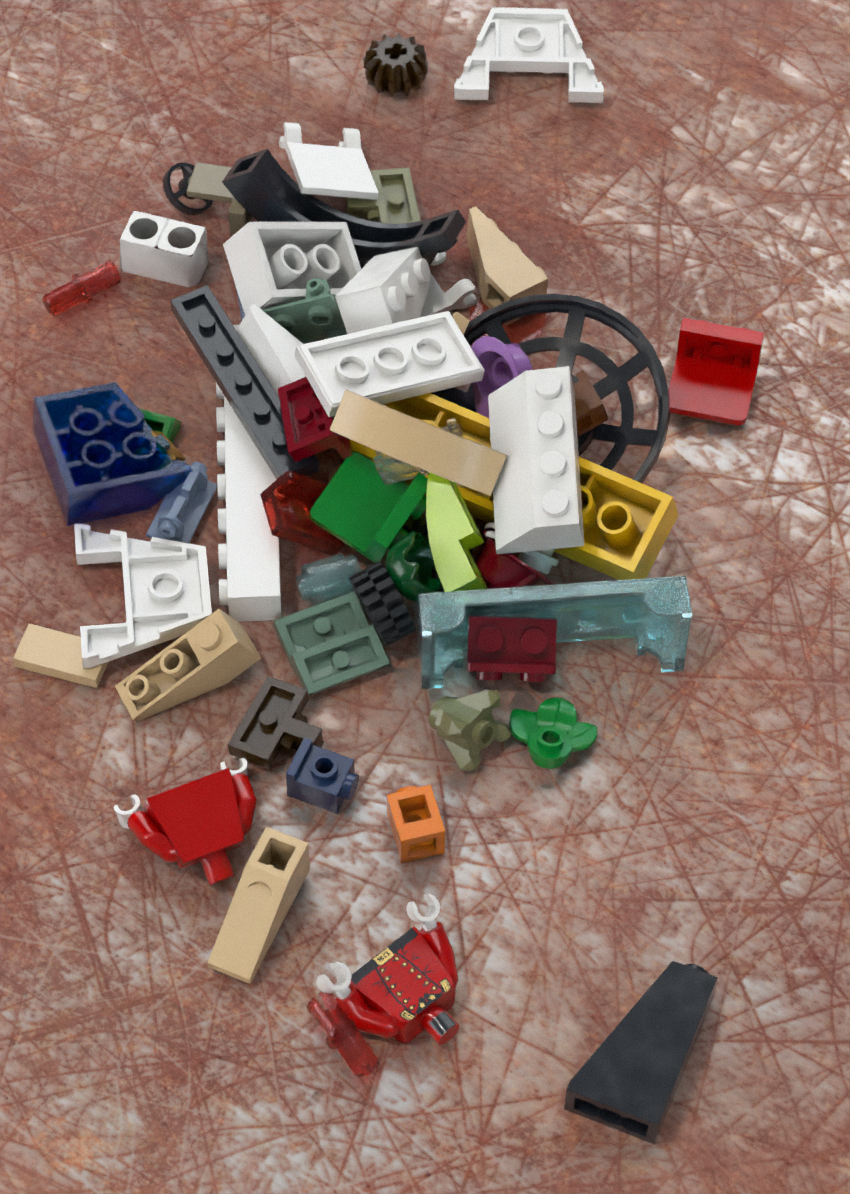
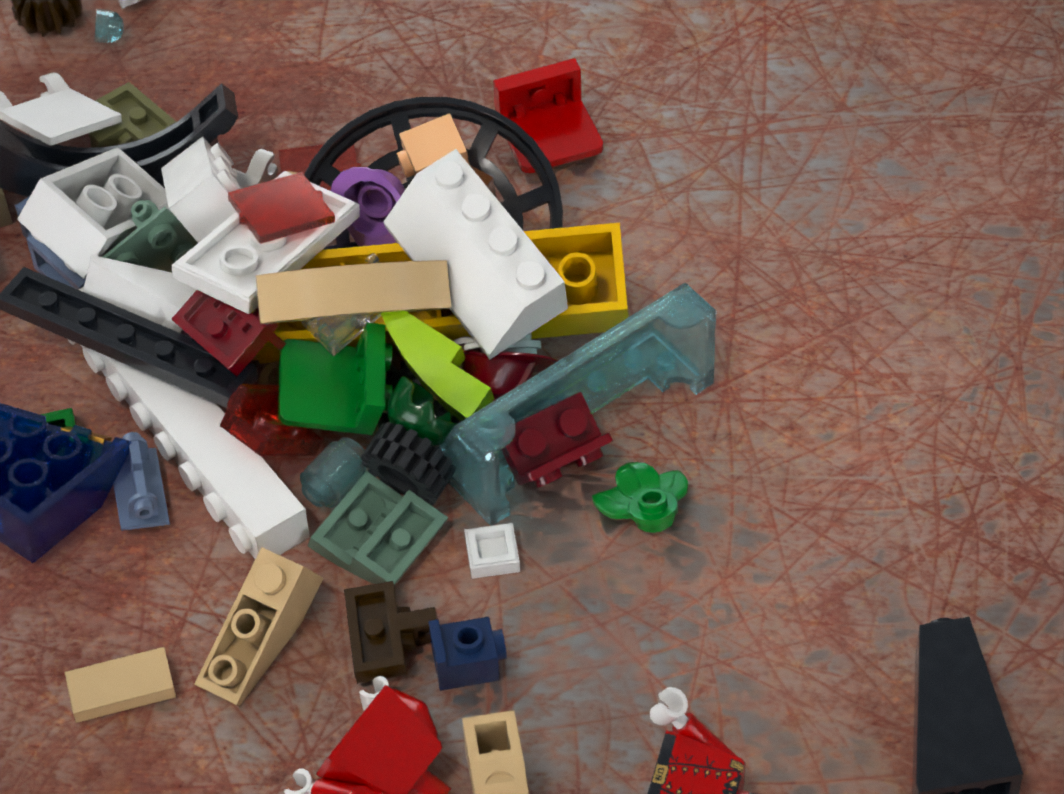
camera: 30 degrees left, 5 degrees down
(162, 590) = (175, 567): white wing -> none
(405, 708) = (492, 550): none -> white tile
(416, 823) = (587, 641): orange brick -> none
(417, 341) = (281, 207): none -> clear red piece
(429, 109) = (108, 26): none -> clear light blue hinge
(468, 725) = (567, 529): olive rock -> none
(500, 265) = (285, 125): tan slope -> none
(578, 350) = (428, 144): none -> light nougat brick

